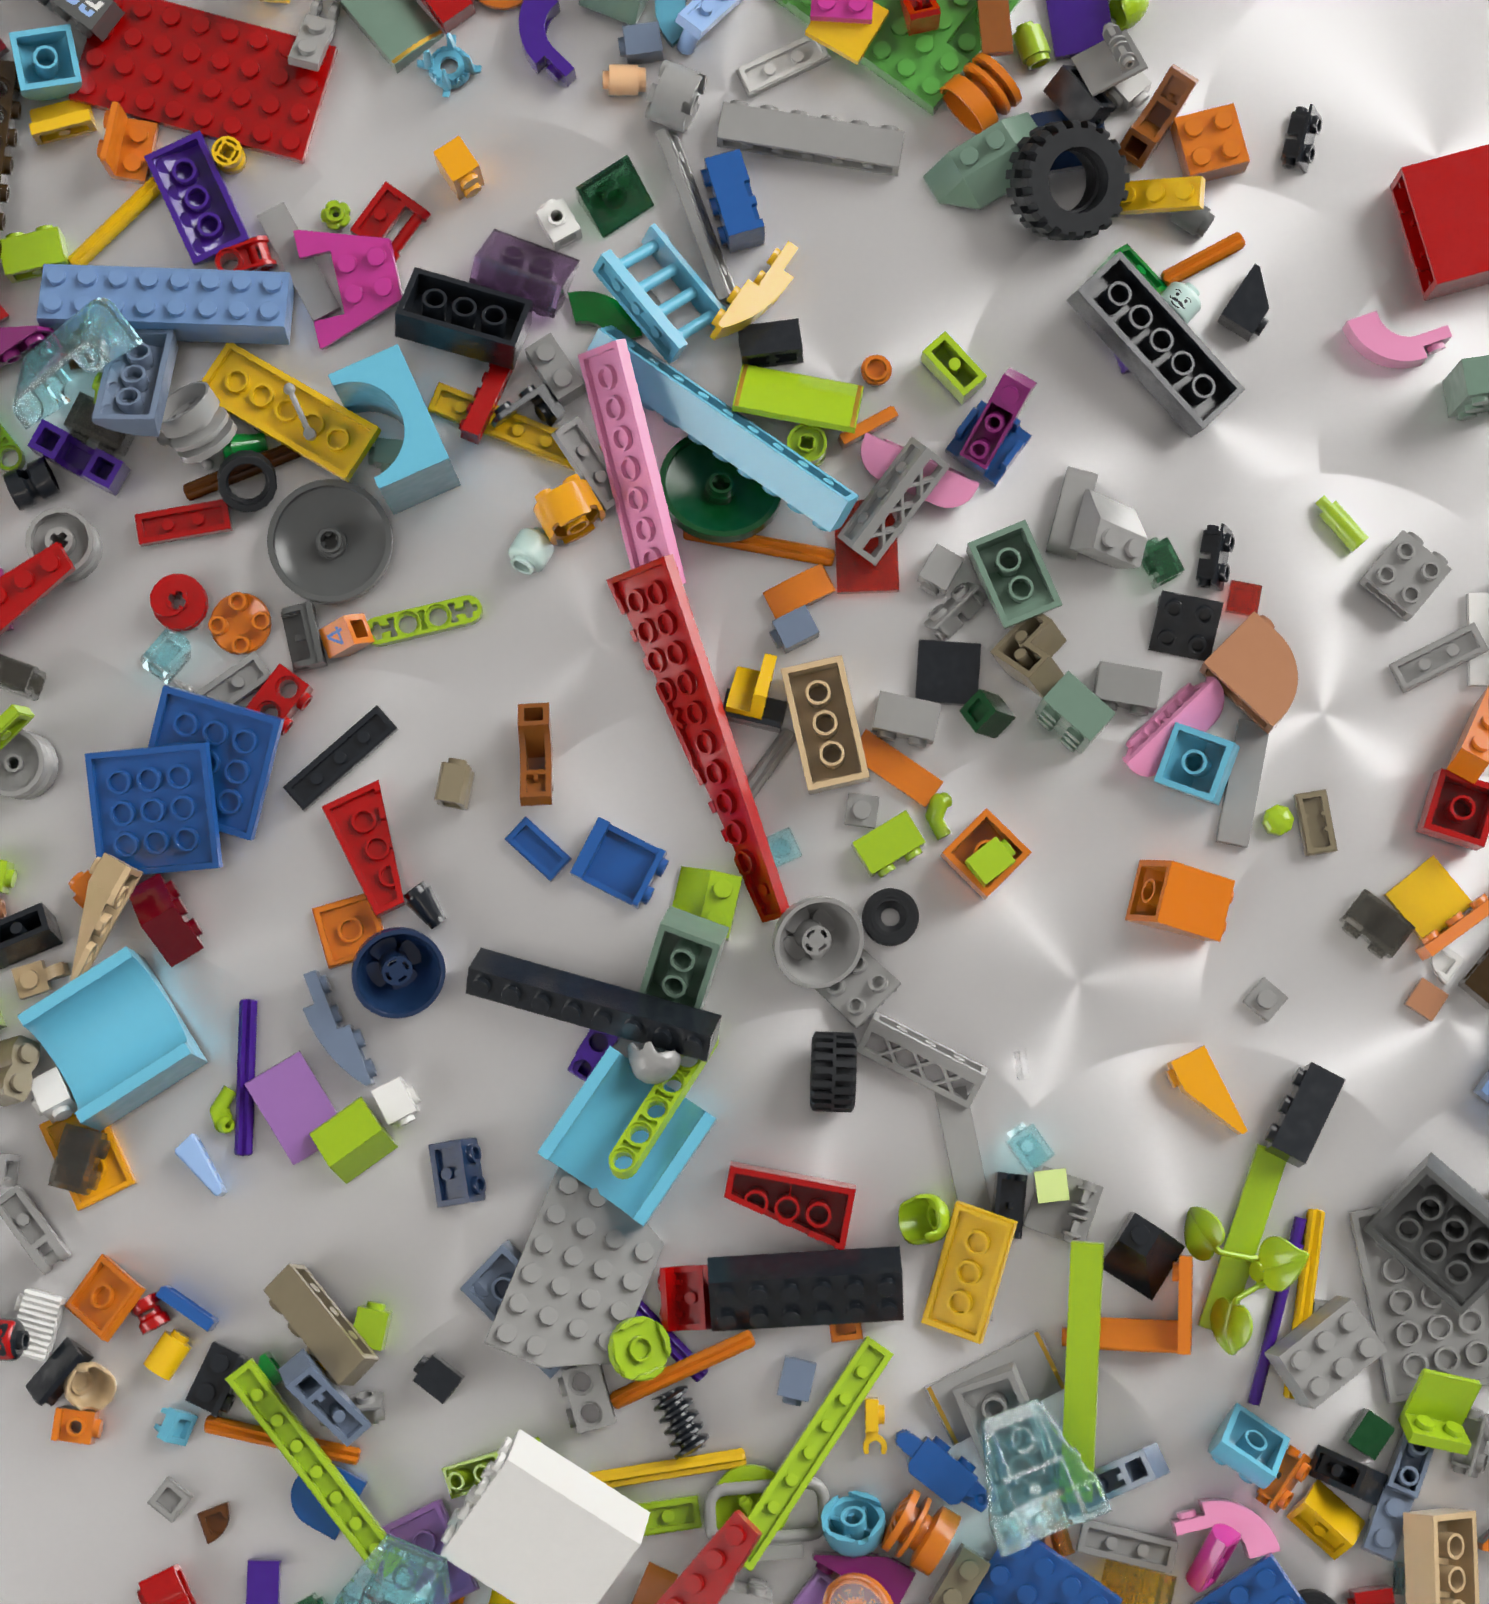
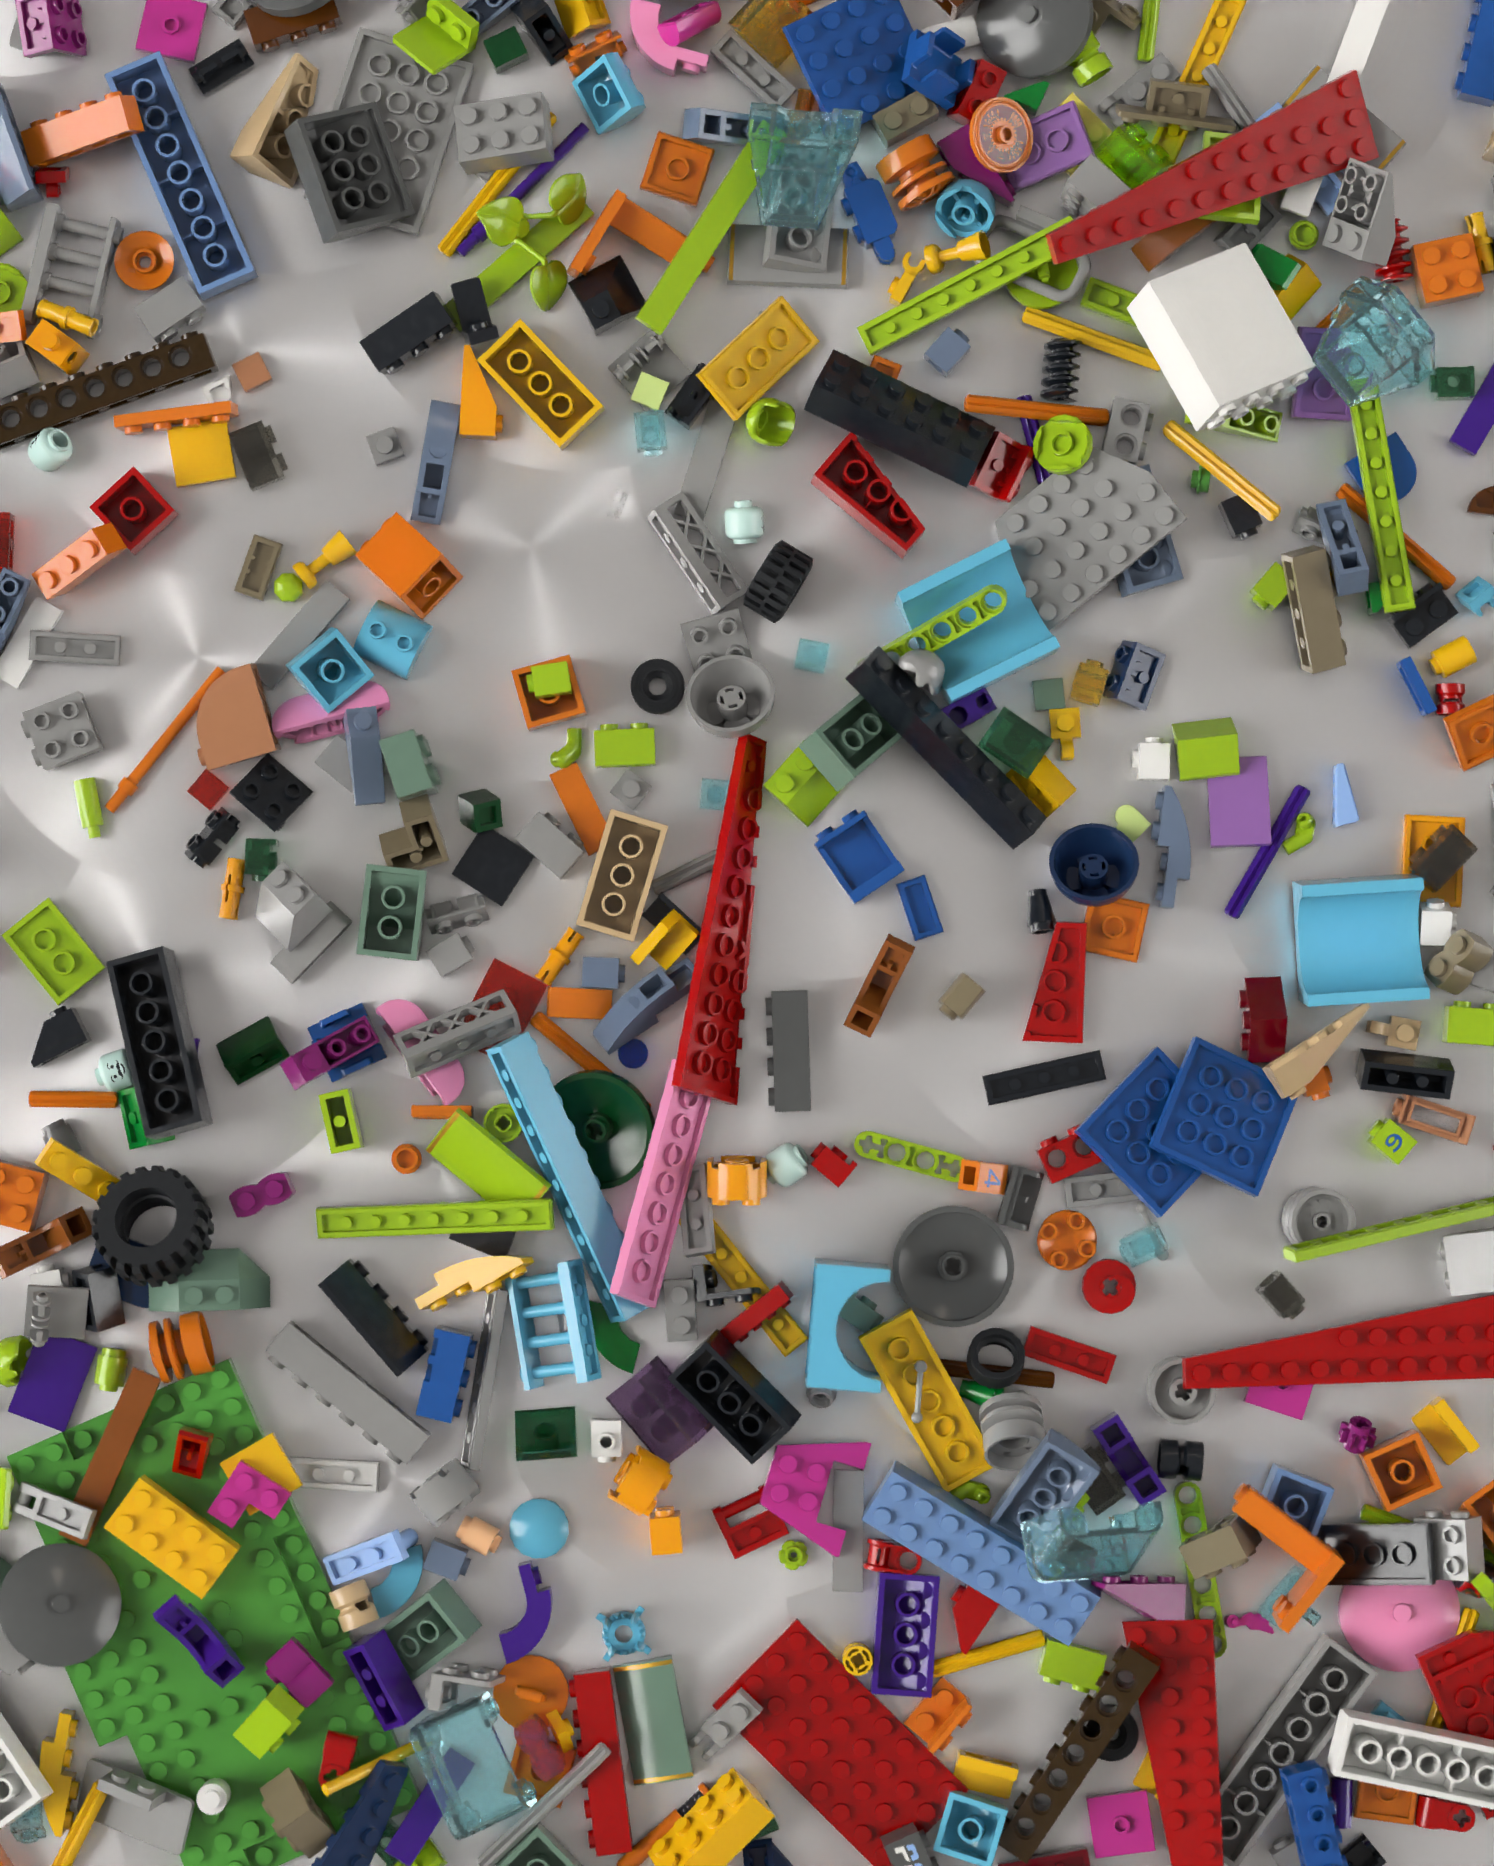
camera: 155 degrees left, 5 degrees up
(147, 245) = (970, 1614): none -> red slope
(204, 358) = (973, 1490): none -> lime arm
(386, 1033) = (1130, 821): none -> yellowish green tile
(477, 1408) = (1221, 470): none -> yellow axle
(489, 1024) = (1045, 786): none -> yellow panel
(490, 573) = (832, 1163): none -> red brick
(493, 1391) = (1200, 480): none -> bright green plate
(494, 1089) = (1065, 727): none -> yellow plate
(494, 1141) = (1089, 683): none -> clear yellow brick
(506, 200) = (640, 1481): none -> light orange brick
(526, 1110) = (1048, 694): none -> sand green tile
(531, 1046) = (1015, 742): none -> clear green slope
(575, 115) = (539, 1528): none -> medium azure dish
(584, 653) = (790, 1051): none -> dark grey brick
(725, 574) = (633, 1054): none -> clear blue tile
(742, 620) = (640, 1005): none -> sand blue slope
(764, 1024) = (811, 656): none -> clear light blue plate
(819, 328) = (435, 1218): none -> lime tile
(825, 213) = (374, 1316): none -> black slope
(829, 1487) = (968, 249): none -> yellow piece
(841, 624) = (559, 956): none -> light orange pin
(895, 1112) = (744, 522): none -> light aqua head
(981, 270) = (255, 1197): none -> magenta brick
(1069, 388) = (252, 1050): none -> dark green panel
(1117, 694) = (364, 755): none -> sand blue slope
(1144, 1411) = (677, 169): none -> orange tile
(1155, 1134) = (541, 384): none -> yellow brick
(1157, 826) = (392, 639): none -> medium azure brick
(1170, 520) = (232, 889): none -> light orange pin
(1211, 1009) = (435, 462): none -> sand blue slope
(1254, 876) = (334, 552): none -> yellow piece
(1256, 1167) = (473, 311): none -> black bracket
(1297, 378) = (53, 951): none -> lime plate
(1317, 562) = (127, 786): none -> orange bar

